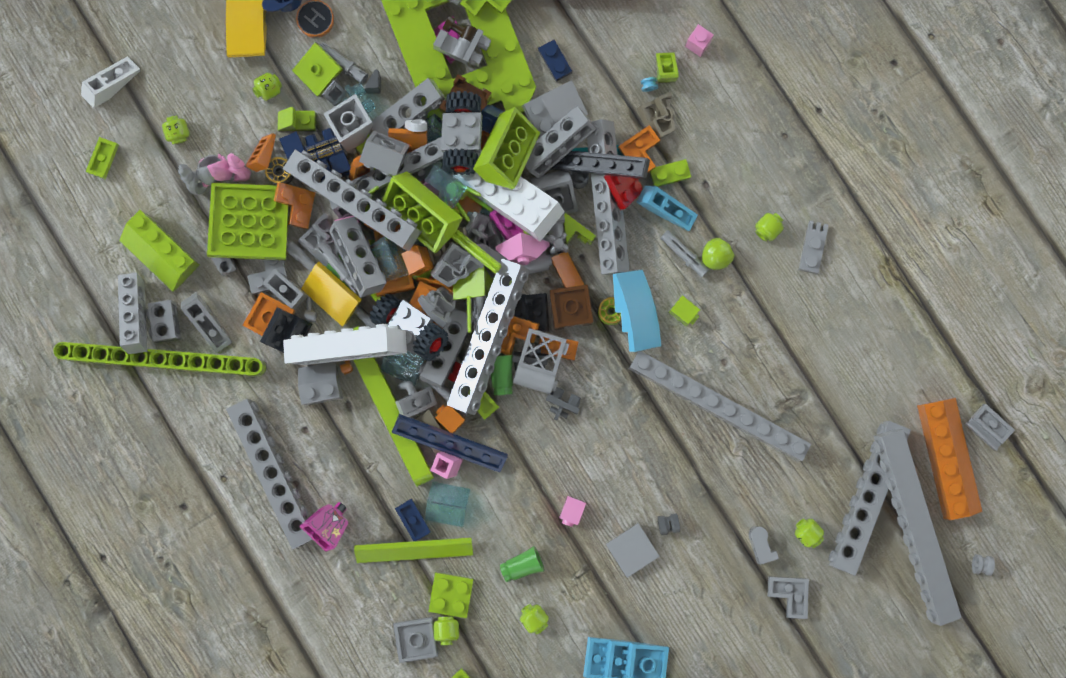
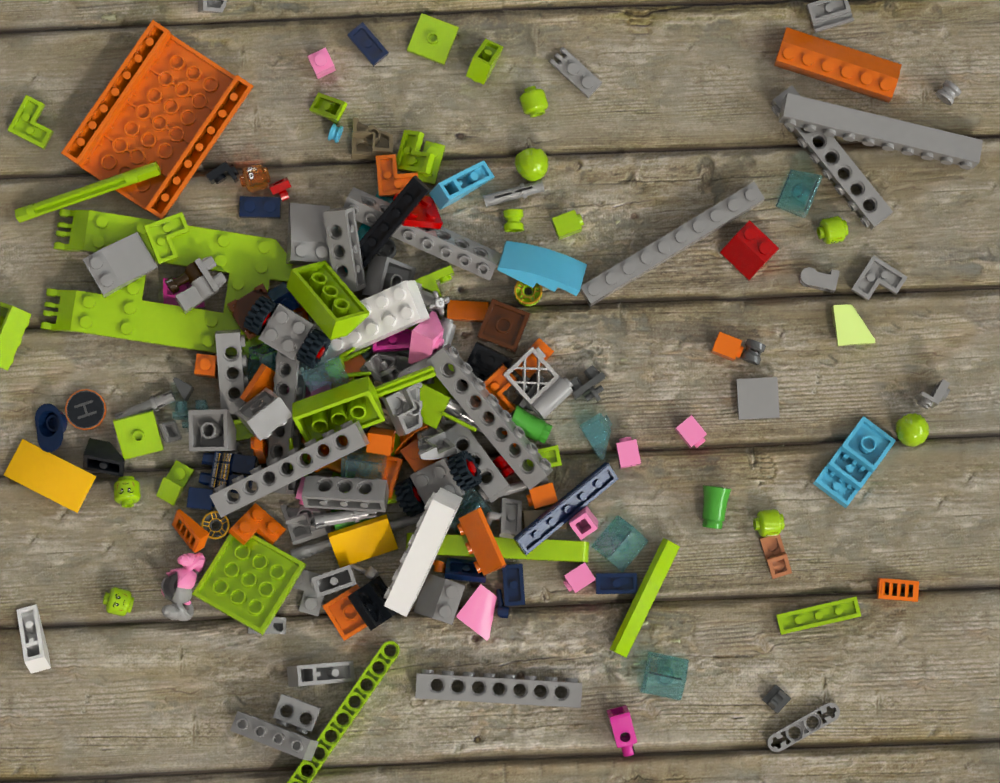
camera: 60 degrees left, 0 degrees up
(102, 158) = (104, 687): lime plate -> none
(157, 250) = (225, 682): lime slope -> none
(281, 51) = (103, 458): none -> black slope
(294, 593) = (621, 722): none -> dark pink torso
(326, 525) = (577, 664): dark pink torso -> none
(327, 420) = (479, 611): none -> bright pink slope
(338, 439) = (502, 611): none -> dark blue hand
(354, 391) = (463, 570): none -> dark blue plate
(359, 603) = (664, 676): none -> clear light blue slope
(364, 436) = (513, 585): none -> dark blue plate
(381, 390) = (481, 542): none -> orange slope
(399, 486) = (578, 578): none -> bright pink brick
(400, 87) = (206, 366): none -> orange brick
(415, 639) = (727, 642): light grey plate -> none
(417, 125) = (252, 370): white tile -> none
(446, 630) = (734, 609): lime head -> none
(451, 595) = (704, 587): lime plate -> none
(509, 640) = (775, 556): none -> nougat slope
(525, 468) = (627, 452): none -> bright pink brick
(526, 435) = (597, 433): none -> clear light blue slope
(562, 13) = (219, 174): none -> black bracket
(575, 42) = (255, 177): none -> clear orange head
(580, 67) = (280, 187): none -> red tile
(660, 500) = (727, 347): none -> orange brick
(664, 265) = (513, 219): none -> lime wheel
(666, 153) = (409, 155): none -> lime plate
(736, 68) = (368, 44): none -> dark blue plate
(737, 593) = (850, 327): none -> yellowish green slope
(751, 473) = (749, 250): none -> red slope
(771, 118) = (432, 39): none -> lime plate
(778, 168) = (484, 61): none -> lime slope
(824, 487) = (799, 192): none -> clear light blue slope

